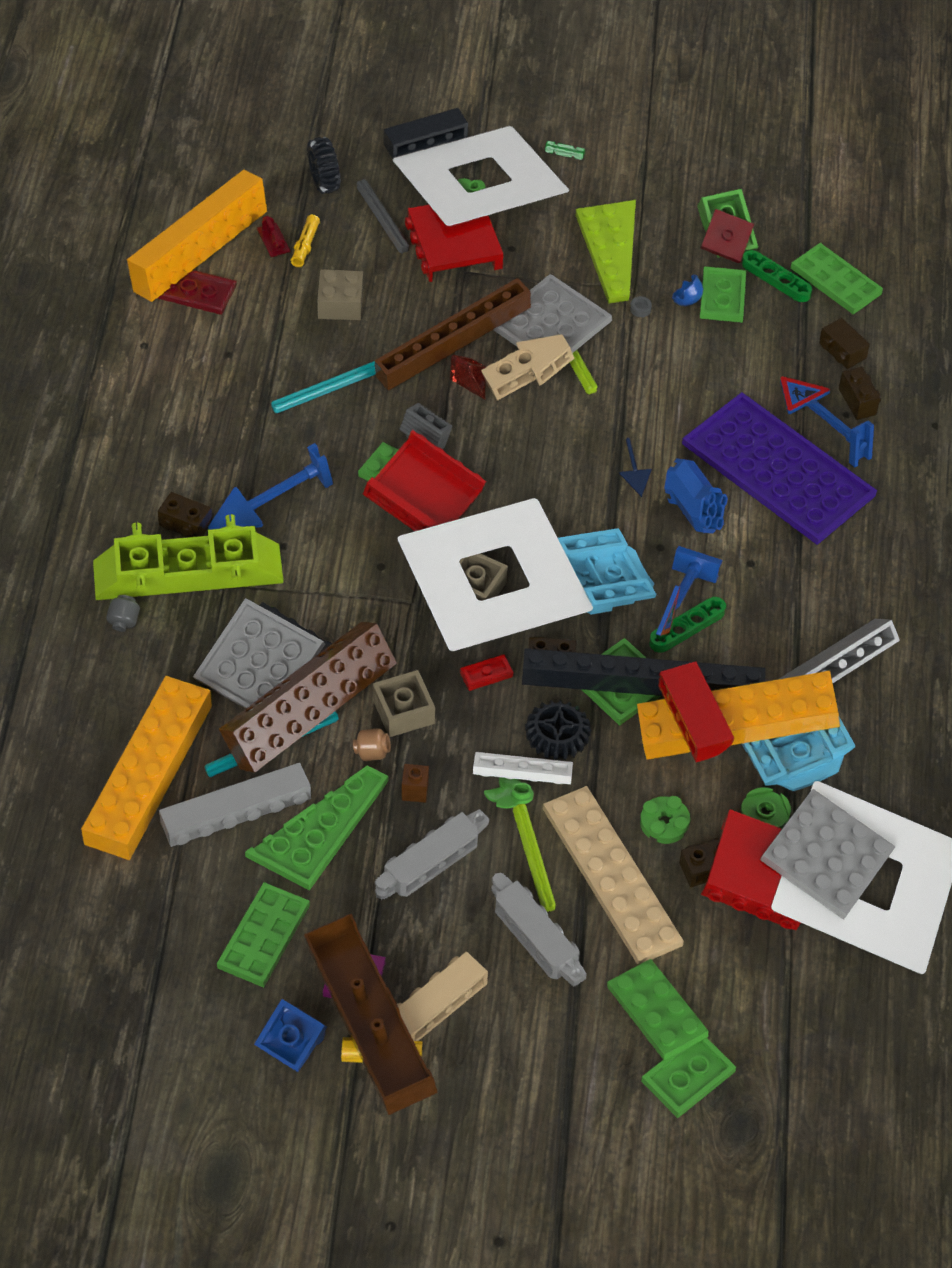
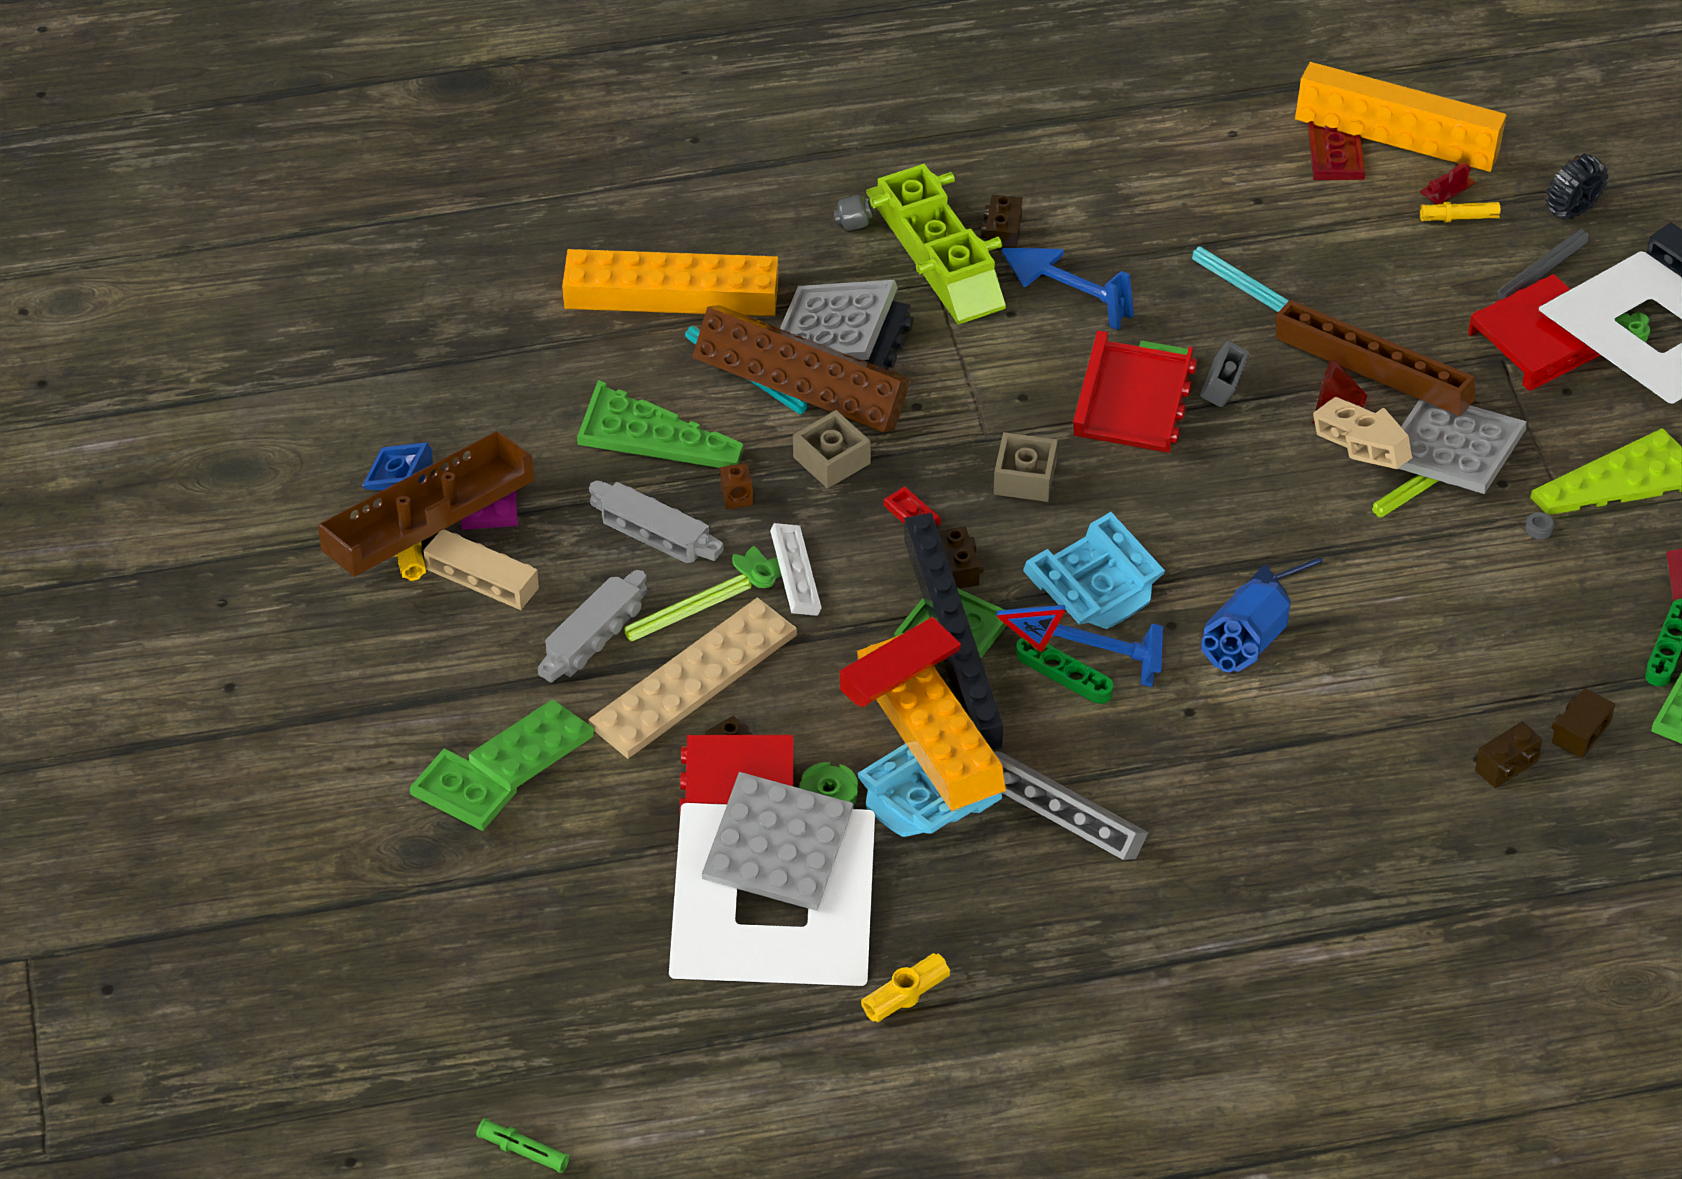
camera: 75 degrees right, 5 degrees down
(235, 804) = (654, 359): light grey brick -> none
(263, 934) = (521, 420): bright green plate -> none
(340, 294) = (1389, 258): dark tan brick -> none
(372, 744) = (772, 441): medium nougat head -> none
(464, 619) = (1103, 481): white piece -> none
(573, 730) = (858, 586): black gear -> none
(669, 807) = (778, 693): bright green plate -> none
(689, 293) = (1580, 558): blue hair -> none
(723, 294) = (1603, 594): bright green plate -> none
(779, 468) = (1345, 704): dark purple plate -> none
(802, 394) = (1475, 701): blue piece -> none

